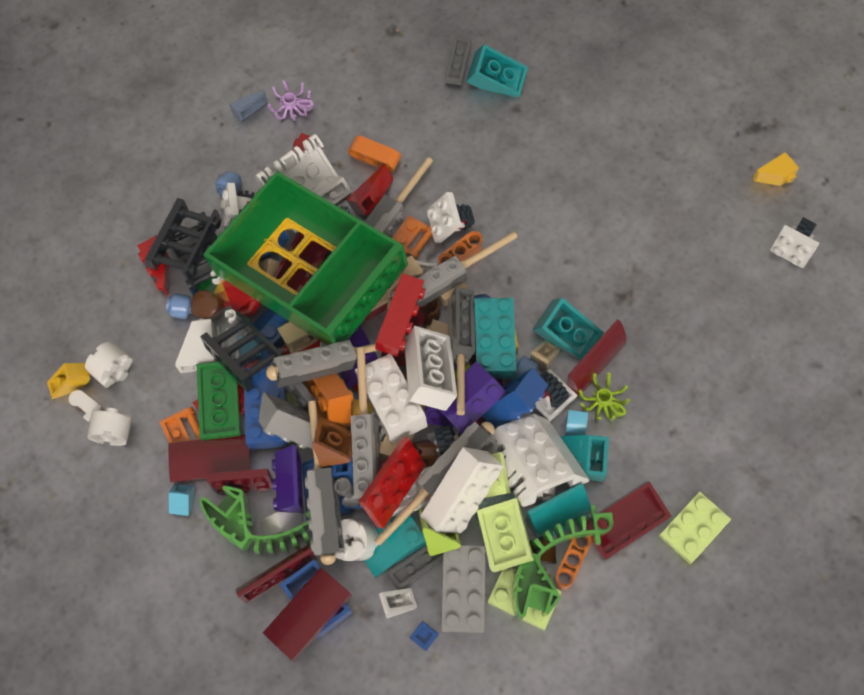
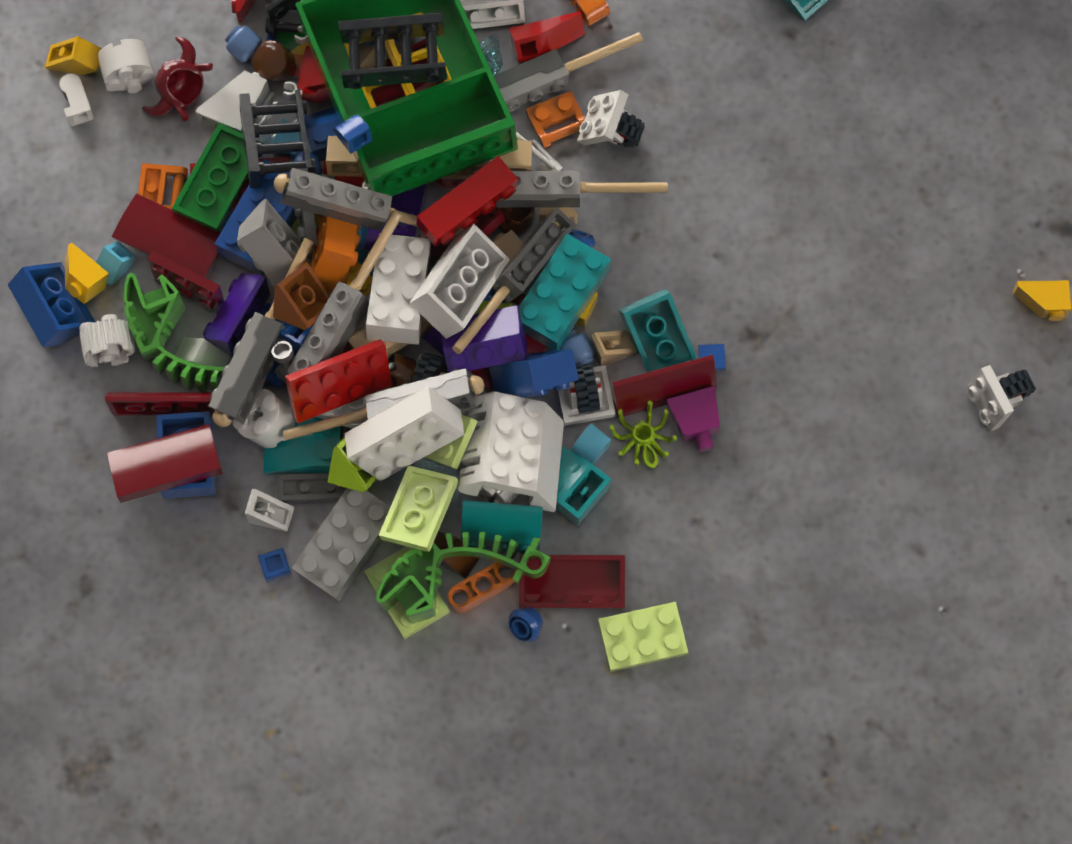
camera: 30 degrees right, 5 degrees up
(109, 427) = (84, 137): white brick -> none
(151, 354) = (179, 82): none -> dark red piece
(154, 553) = (47, 304): none -> blue slope
(165, 520) = (83, 275): none -> yellow slope
(211, 555) = (106, 341): none -> white brick
(289, 227) = (387, 29): none -> black fence
(300, 311) = (353, 133): none -> blue brick
(464, 246) = (607, 163): orange beam -> none
(606, 321) = (718, 353): none -> blue tile
(618, 568) = (525, 623): none -> blue cone
(628, 366) = (696, 416): none -> magenta torso

